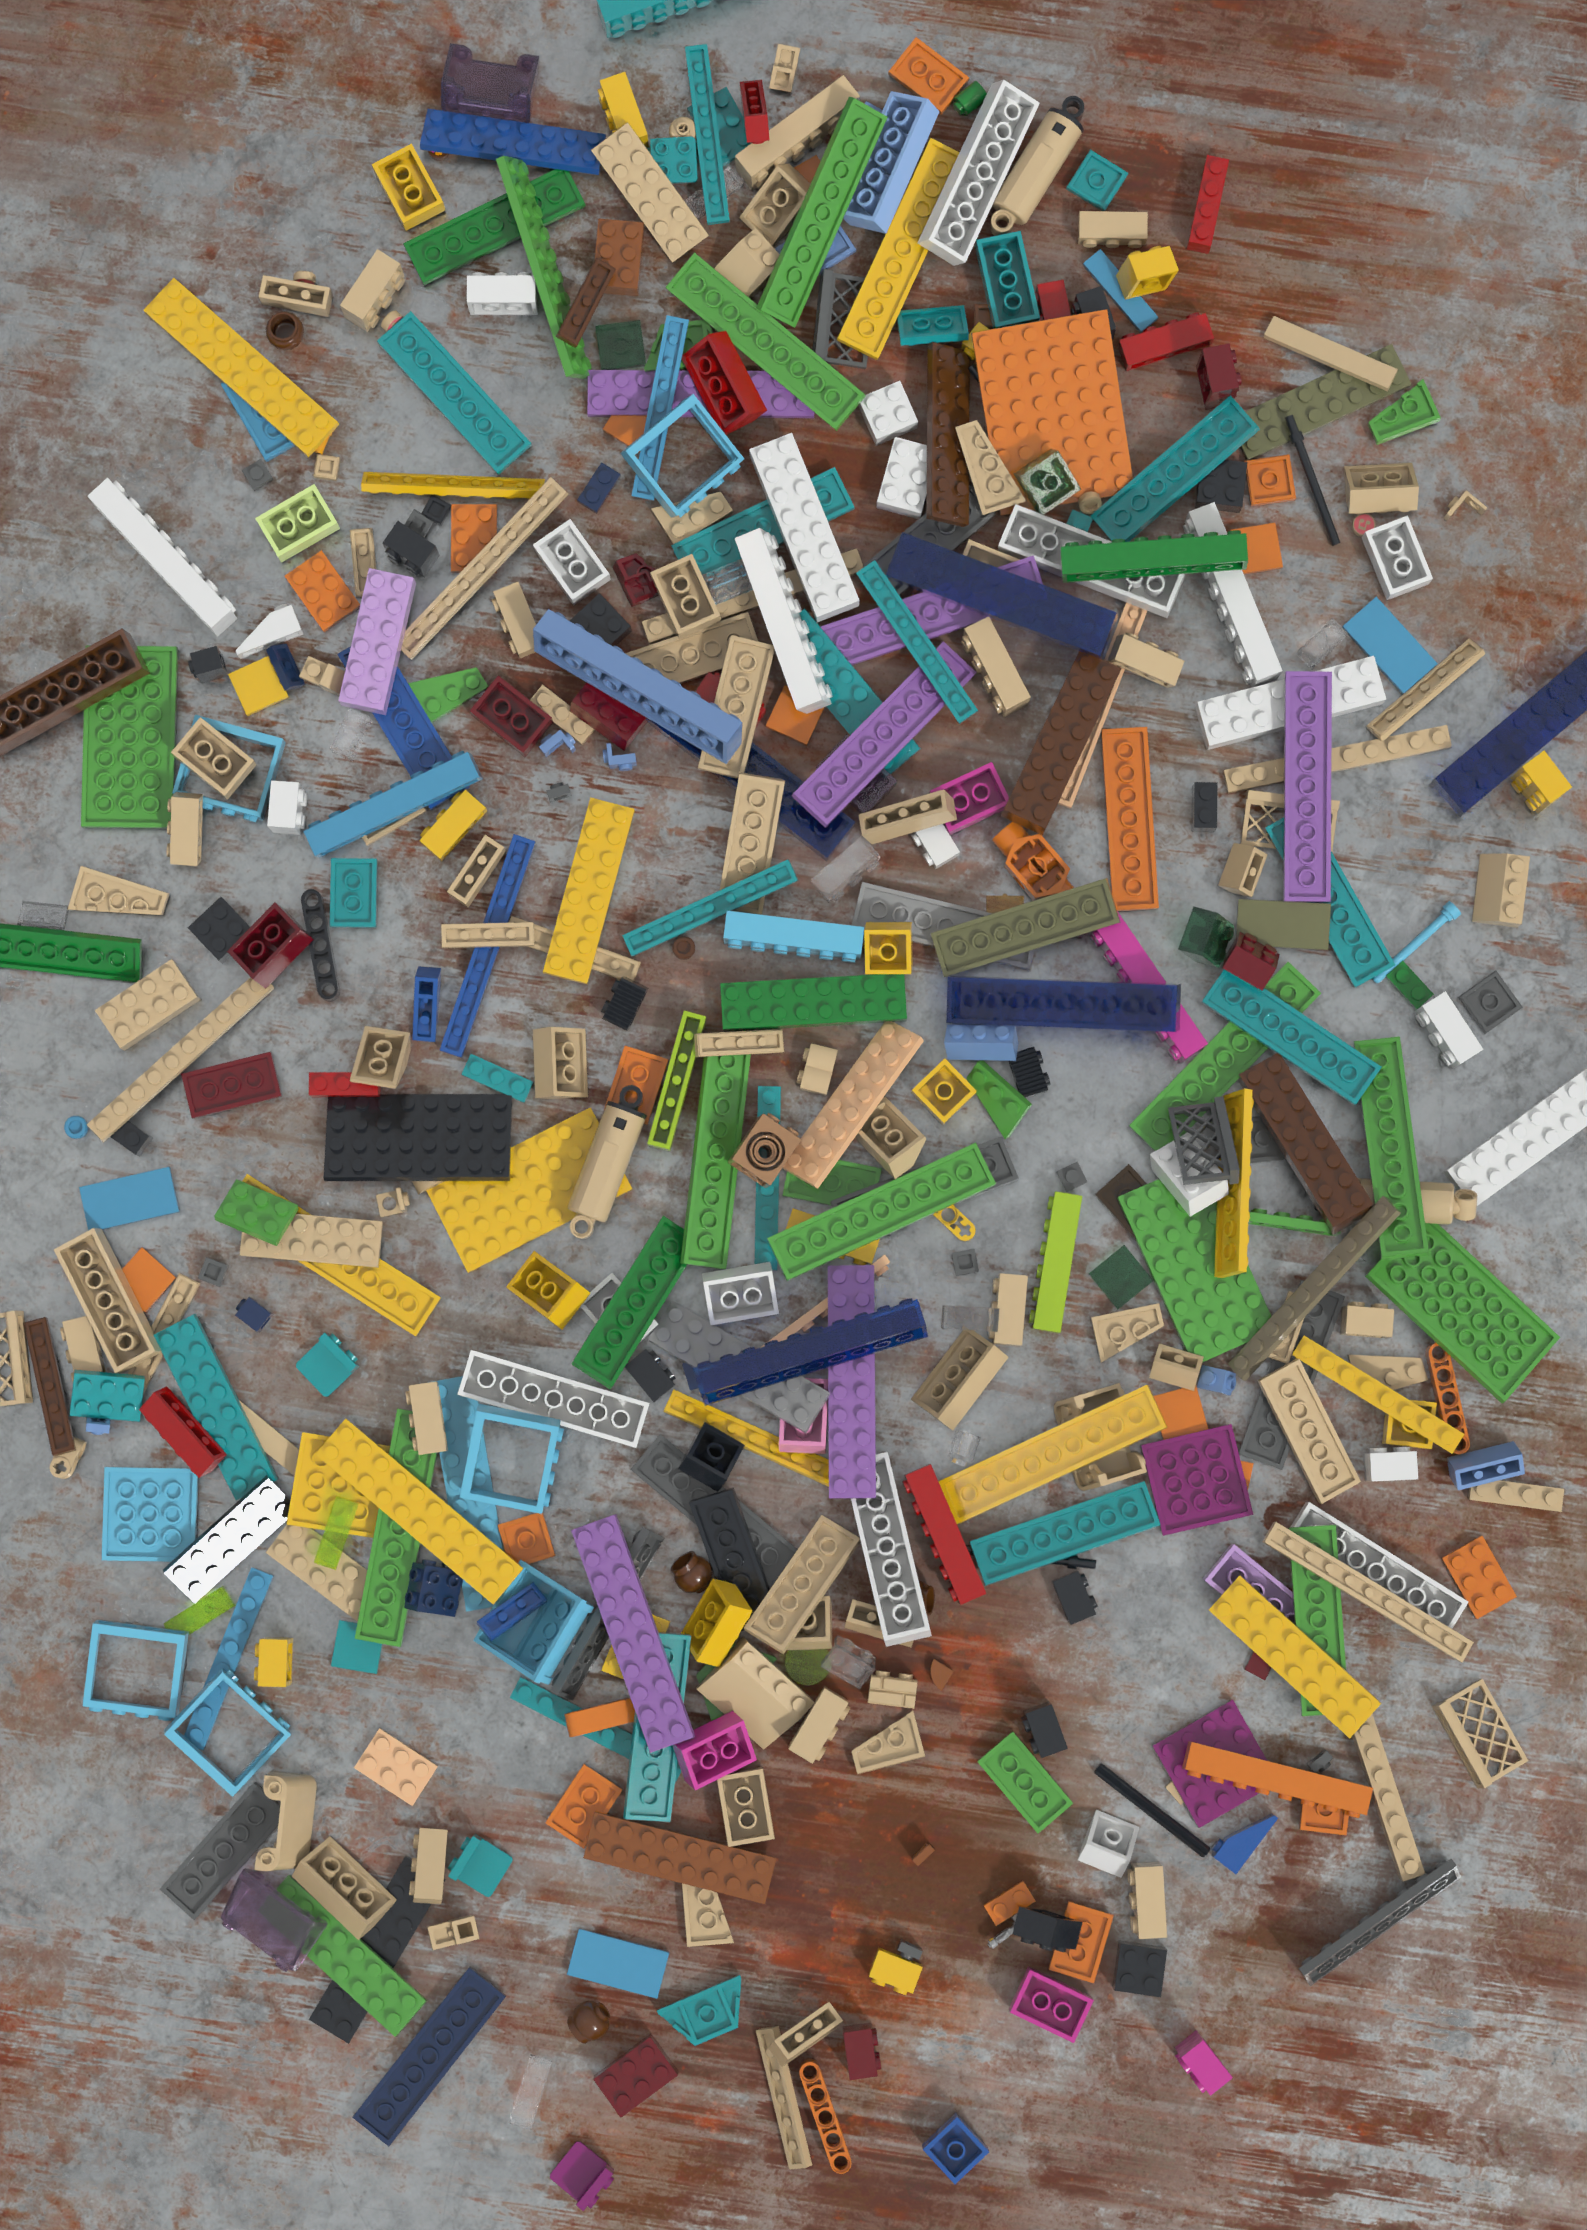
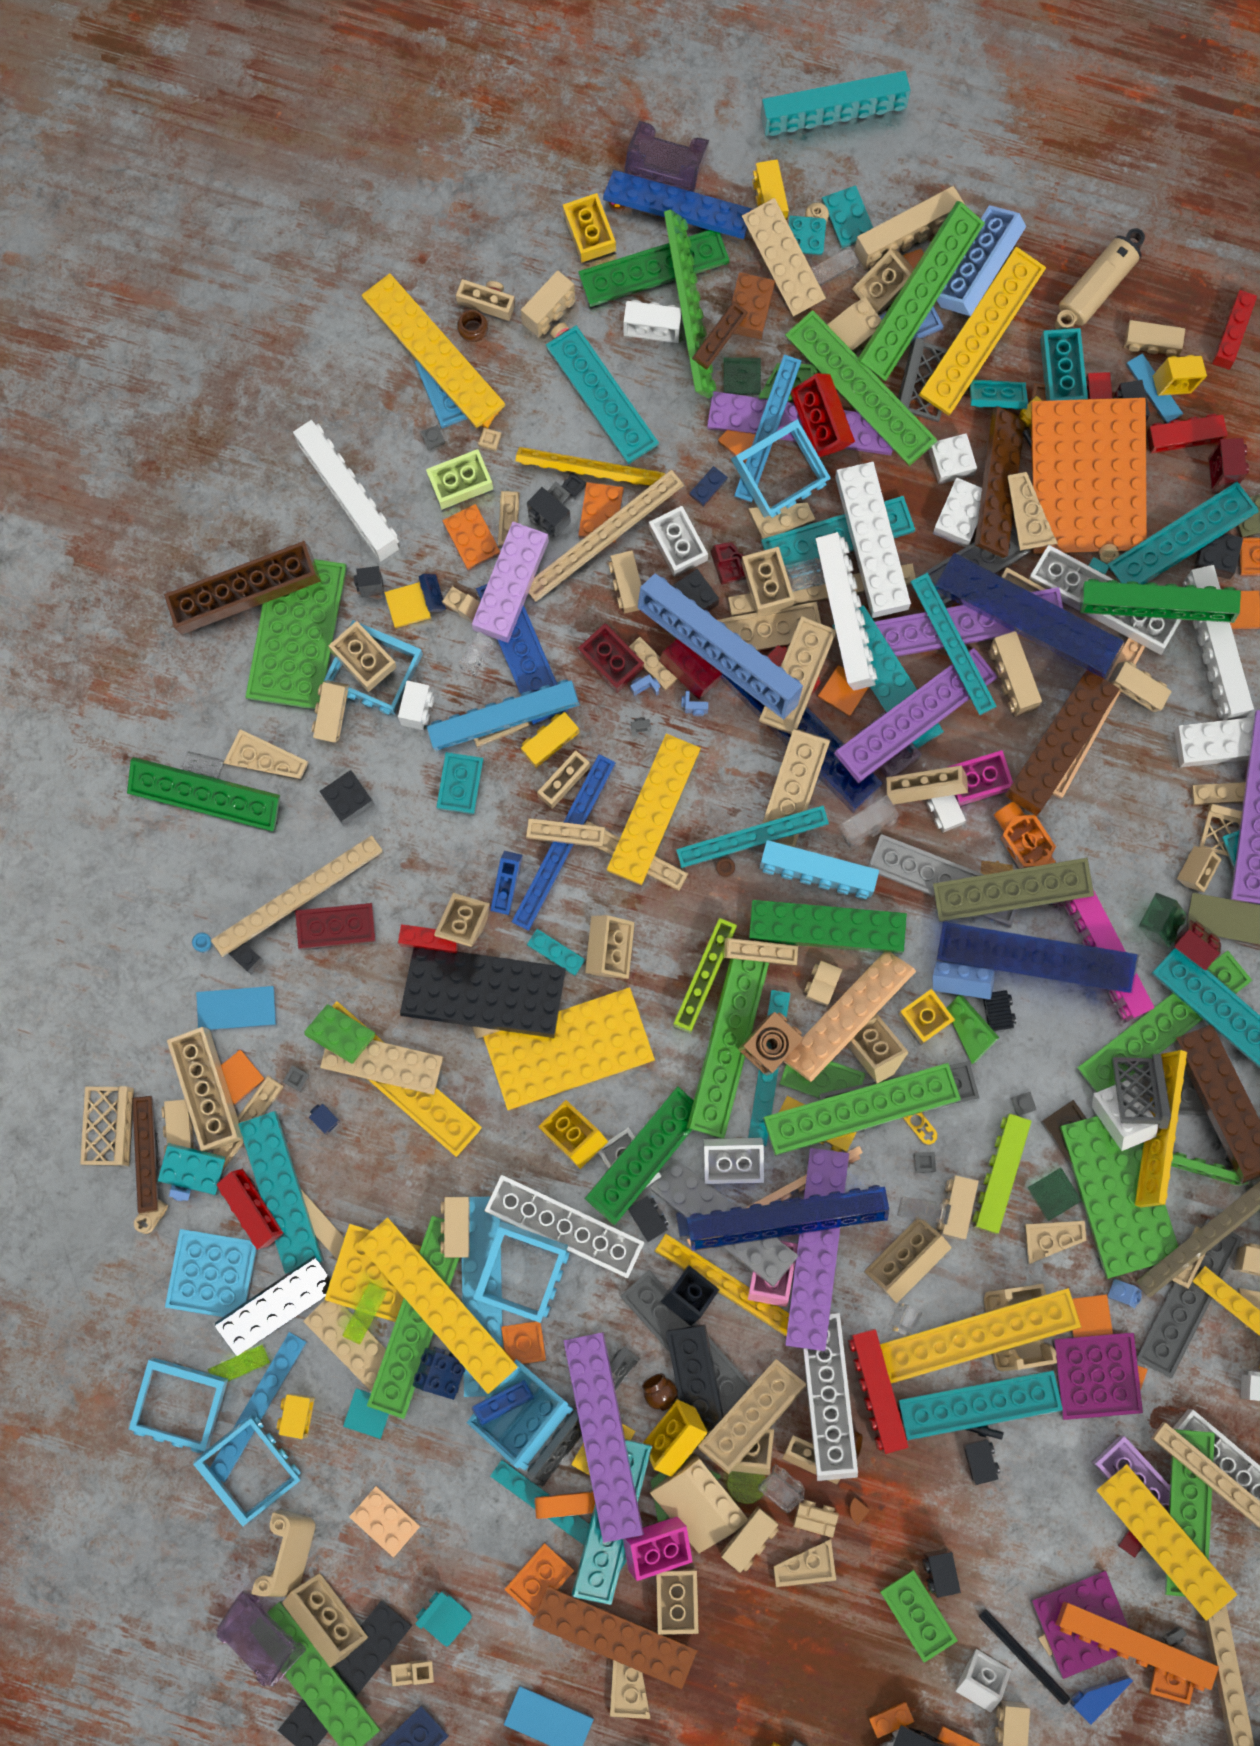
camera: 10 degrees right, 5 degrees down
(147, 1005) = (276, 850): tan brick -> none
(223, 1852) = (227, 1573): dark grey plate -> none
(270, 945) = (385, 815): dark red brick -> none
(274, 629) = (428, 561): white slope -> none
(325, 955) = (422, 813): black beam -> none
(327, 1364) = (379, 1170): teal bracket -> none
(401, 1199) = (461, 1039): tan bracket -> none
(428, 1865) = (400, 1612): tan brick -> none
(448, 691) = (562, 631): bright green wing -> none
(606, 1162) = (637, 1034): tan piece -> none
(624, 1003) = (670, 905): black brick -> none
(640, 1070) = (670, 974): orange plate -> none
(707, 134) = (836, 219): teal plate -> none
(754, 111) = (877, 204): red brick -> none
(784, 68) = (904, 177): tan slope -> none
(888, 948) = (896, 890): yellow brick -> none
(924, 1852) = (823, 1665): dark orange tile -> none
(928, 75) = (1021, 196): orange plate -> none
(969, 98) = (1051, 221): green brick -> none
(978, 172) = (1051, 278): white brick -> none
(1047, 481) = (1077, 529): brick -> none
(1097, 181) = (1146, 299): teal tile -> none
(1129, 818) = (1110, 813): orange plate -> none
(1176, 1367) = (1093, 1277): tan brick -> none
(1204, 806) = (1173, 813): black brick -> none
(1309, 1431) = (1199, 1348): tan plate -> none

